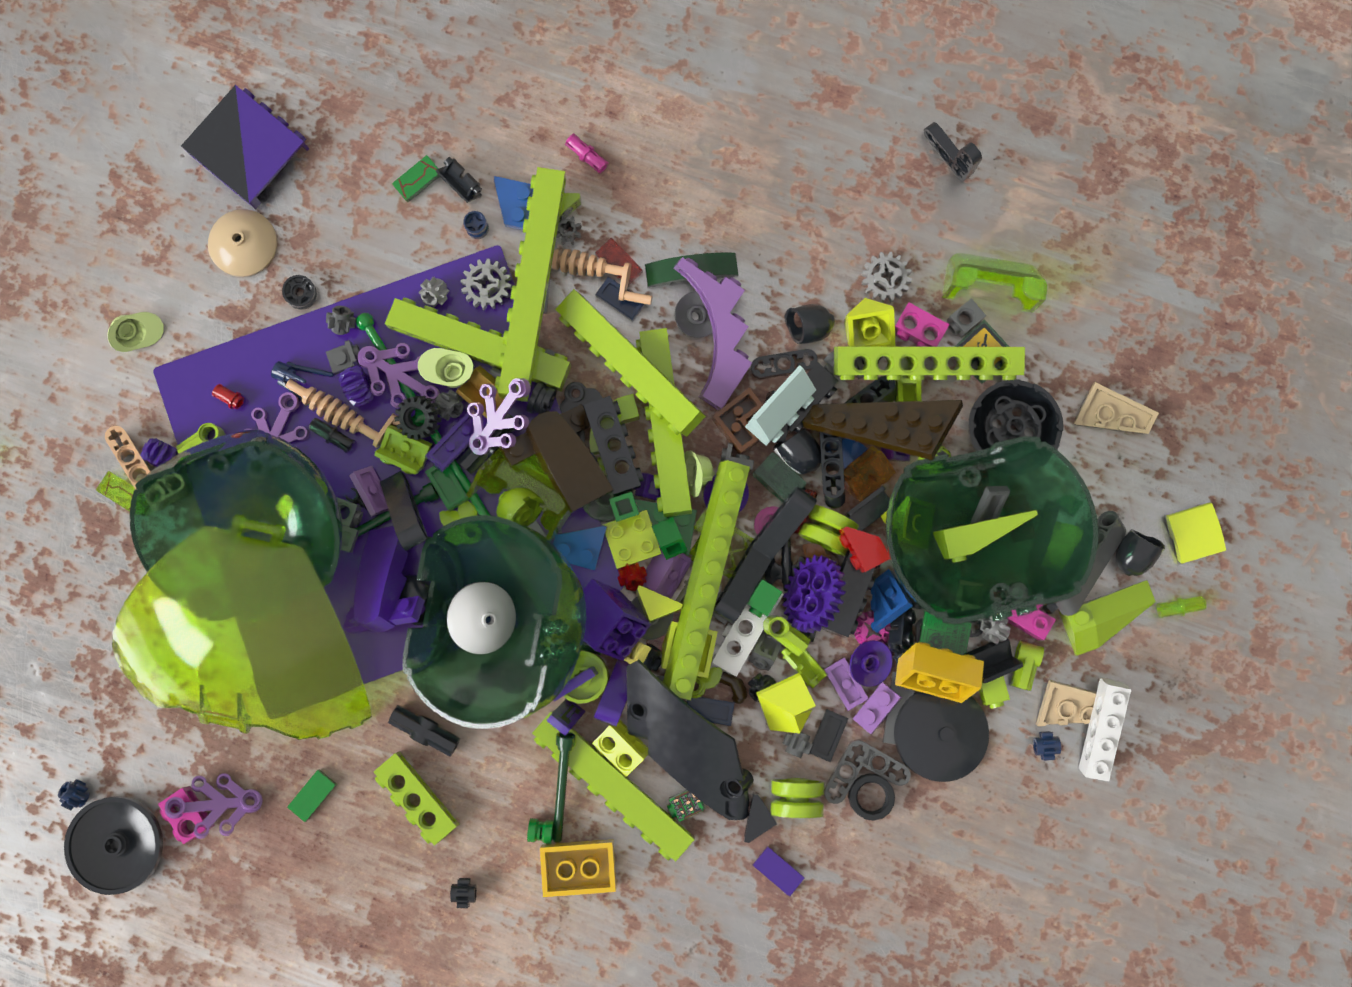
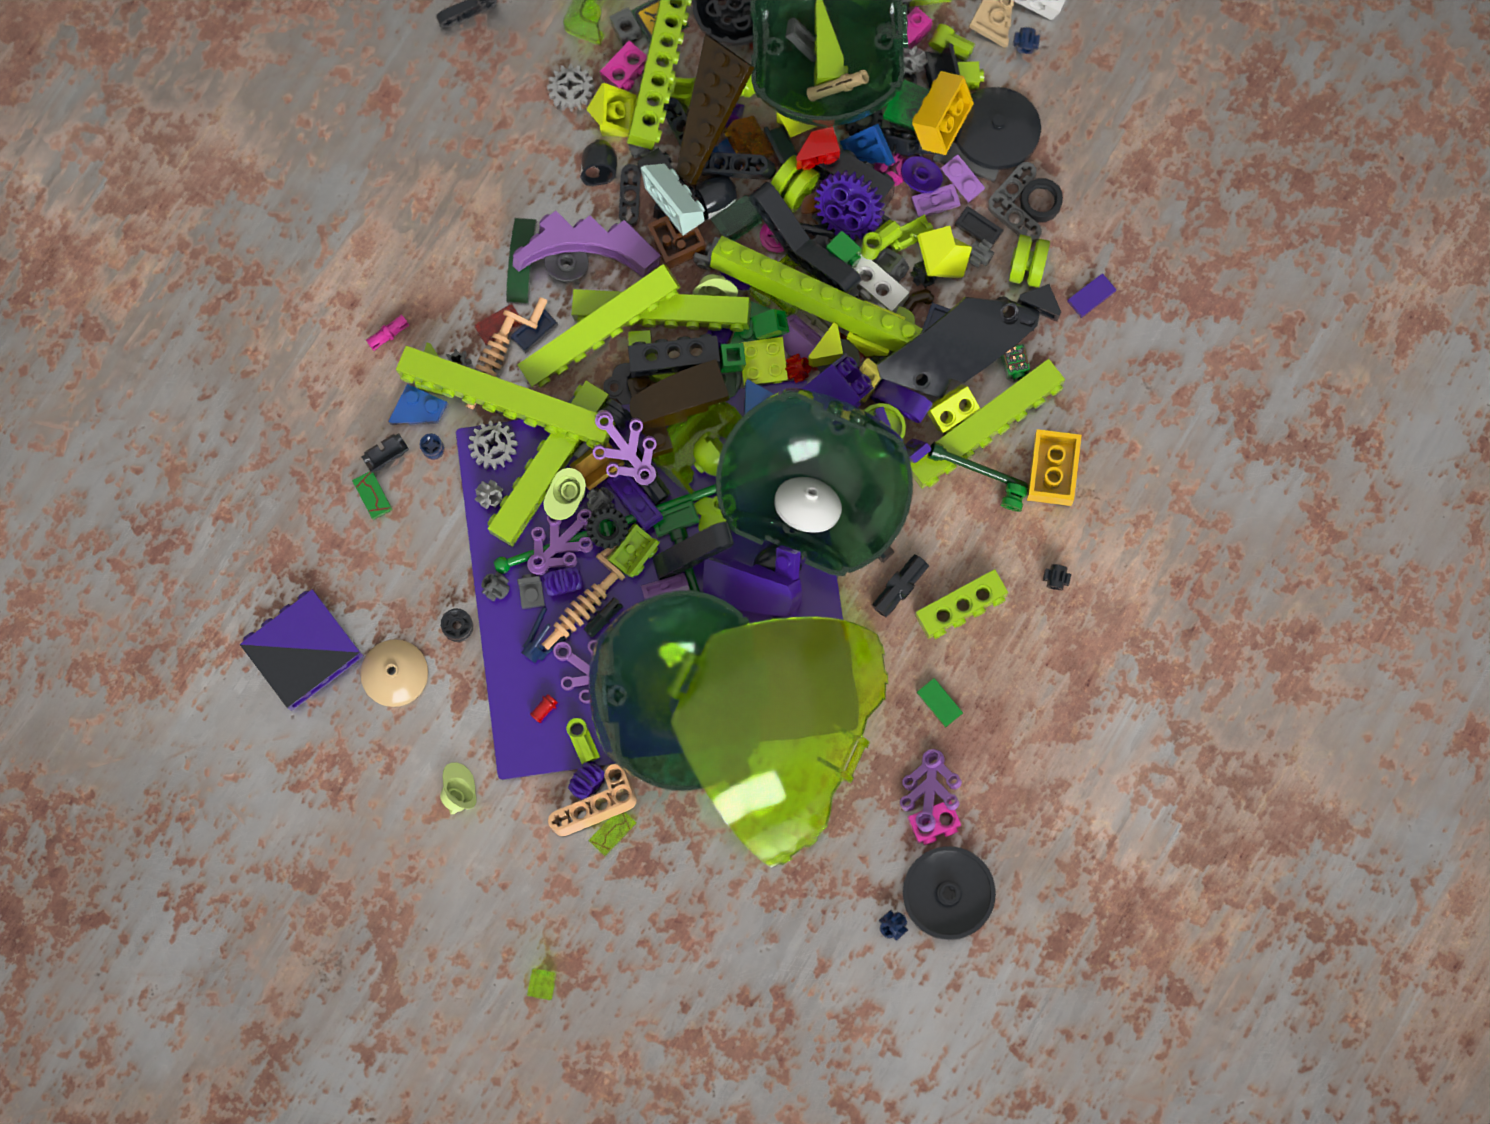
camera: 75 degrees left, 5 degrees down
(949, 574) = (844, 83): none -> tan pin

